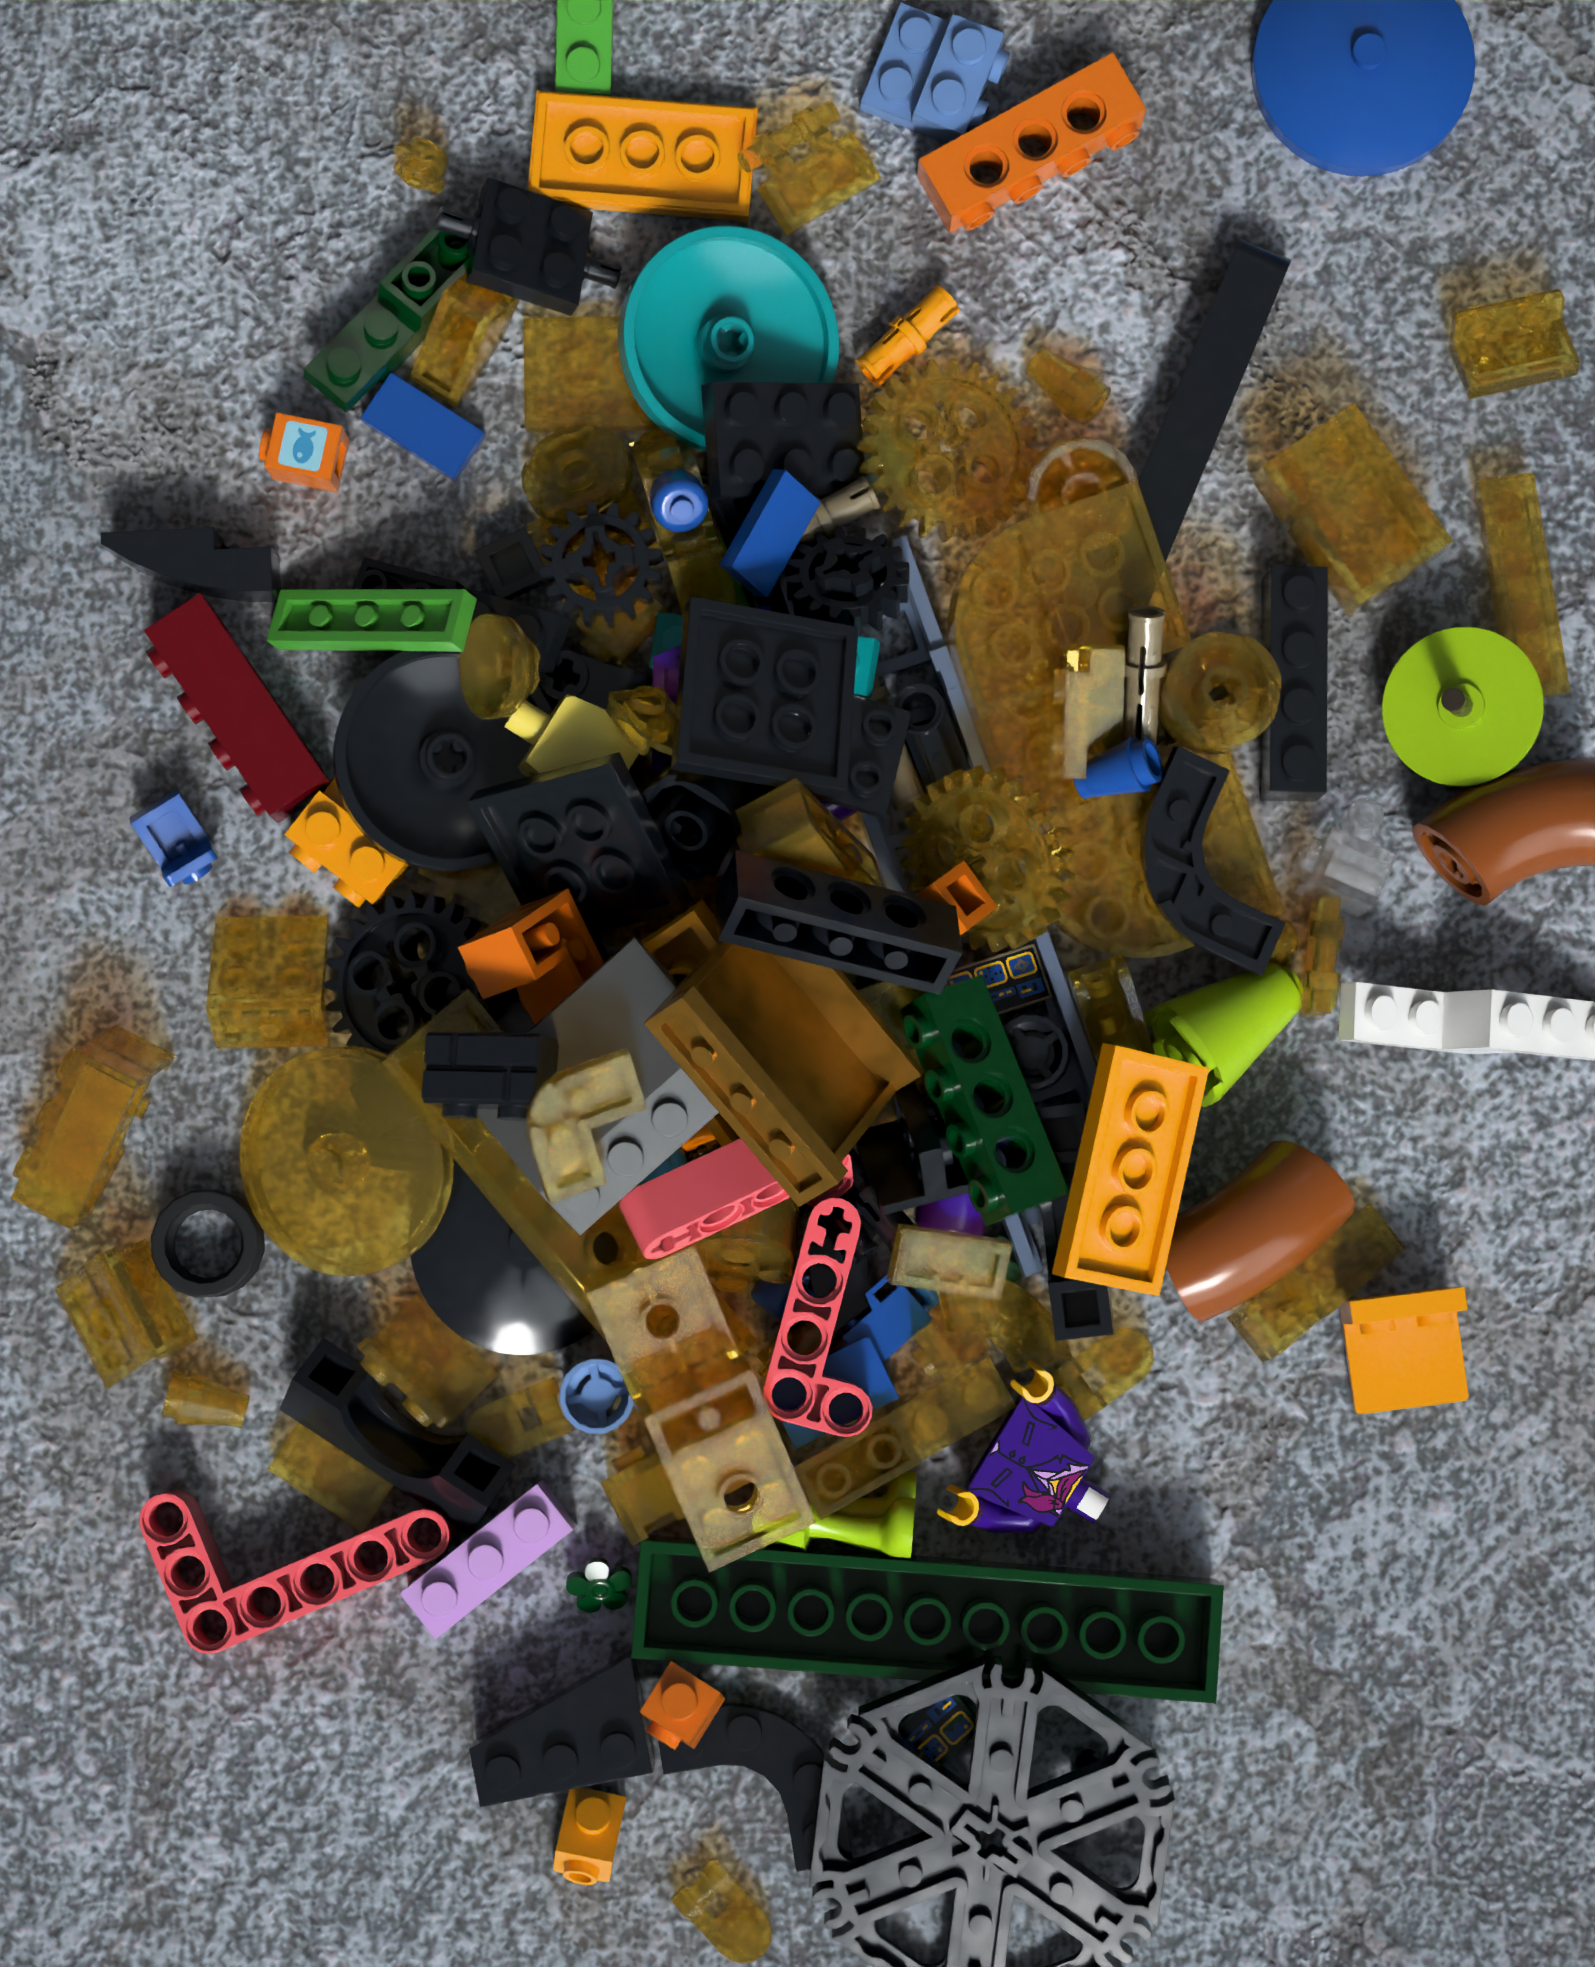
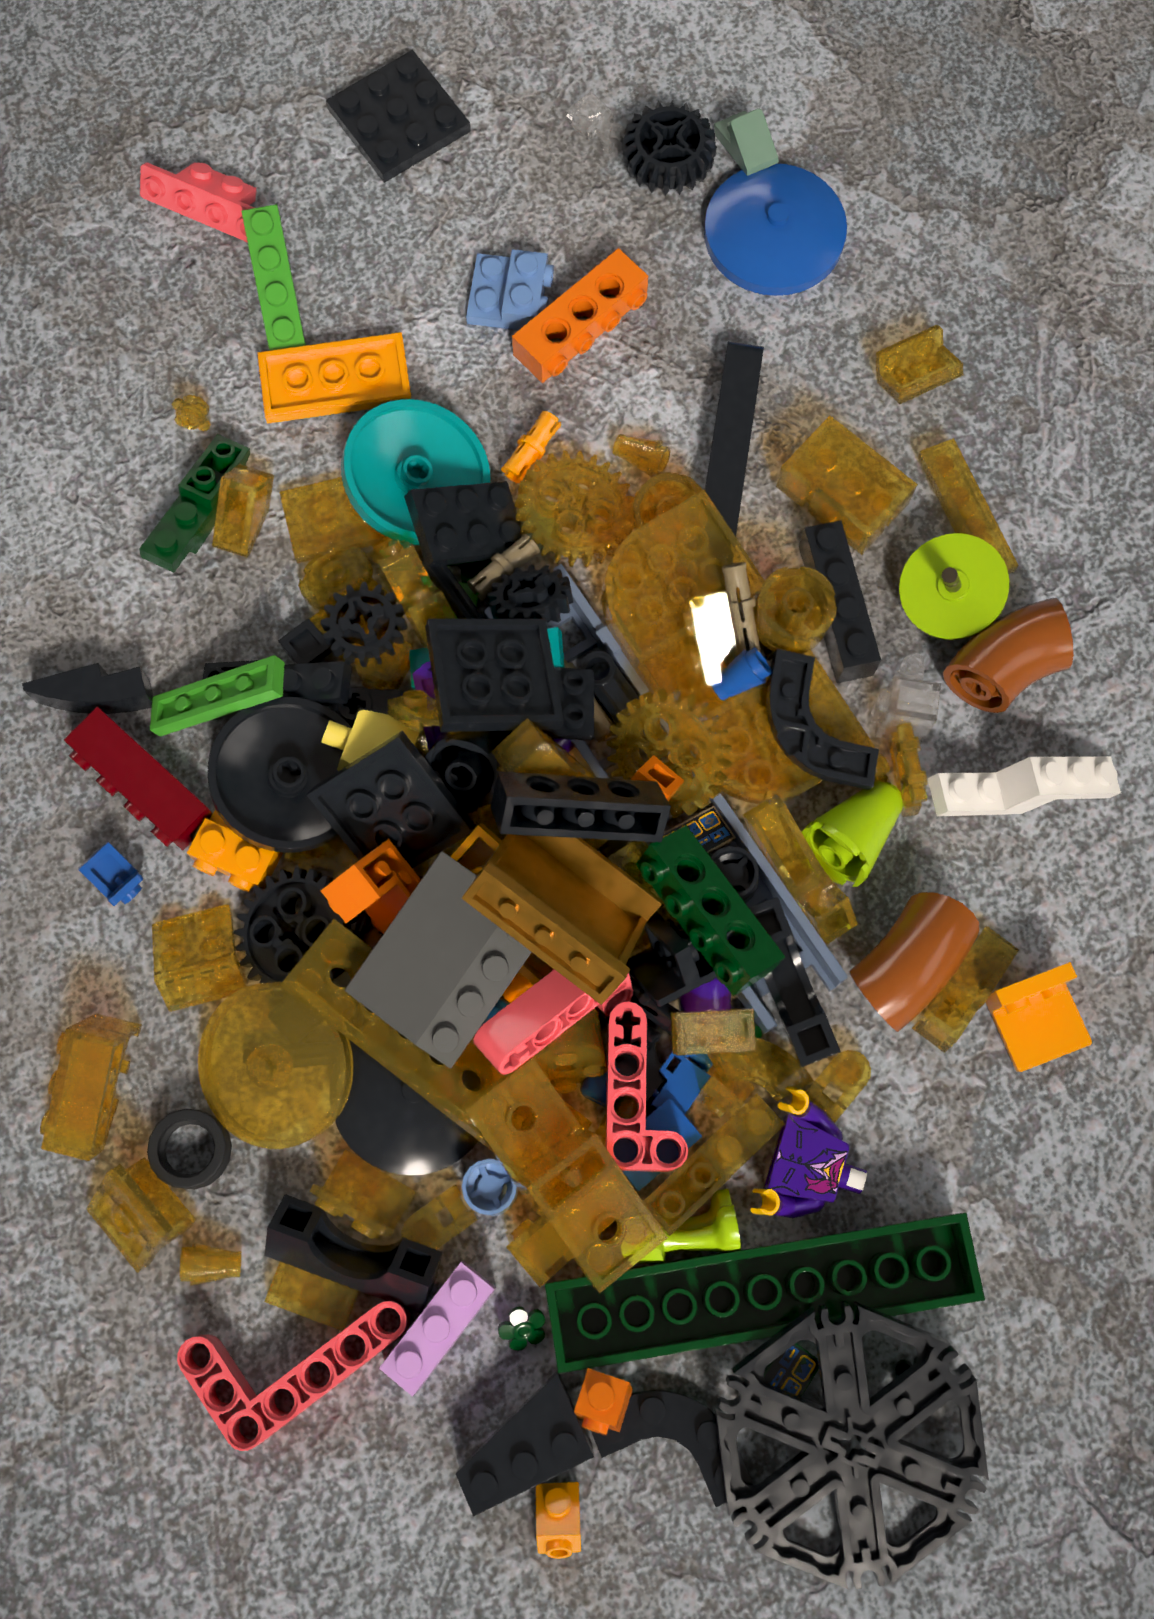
camera: 15 degrees left, 10 degrees down
(305, 452) = (151, 604): orange brick -> none
(422, 427) = (227, 573): blue tile -> none
(486, 1072) = (361, 967): black brick -> none
(497, 667) = (308, 701): clear yellow piece -> none
(528, 246) = (272, 444): black plate -> none
(567, 1110) = (420, 981): clear yellow plate -> none
(678, 500) = (405, 570): blue piece -> none
(740, 1929) = (685, 1562): clear yellow plate -> none
(770, 533) = (471, 577): blue tile -> none
(818, 182) = (449, 367): clear yellow plate -> none
(1130, 1170) = (822, 933): light orange plate -> none

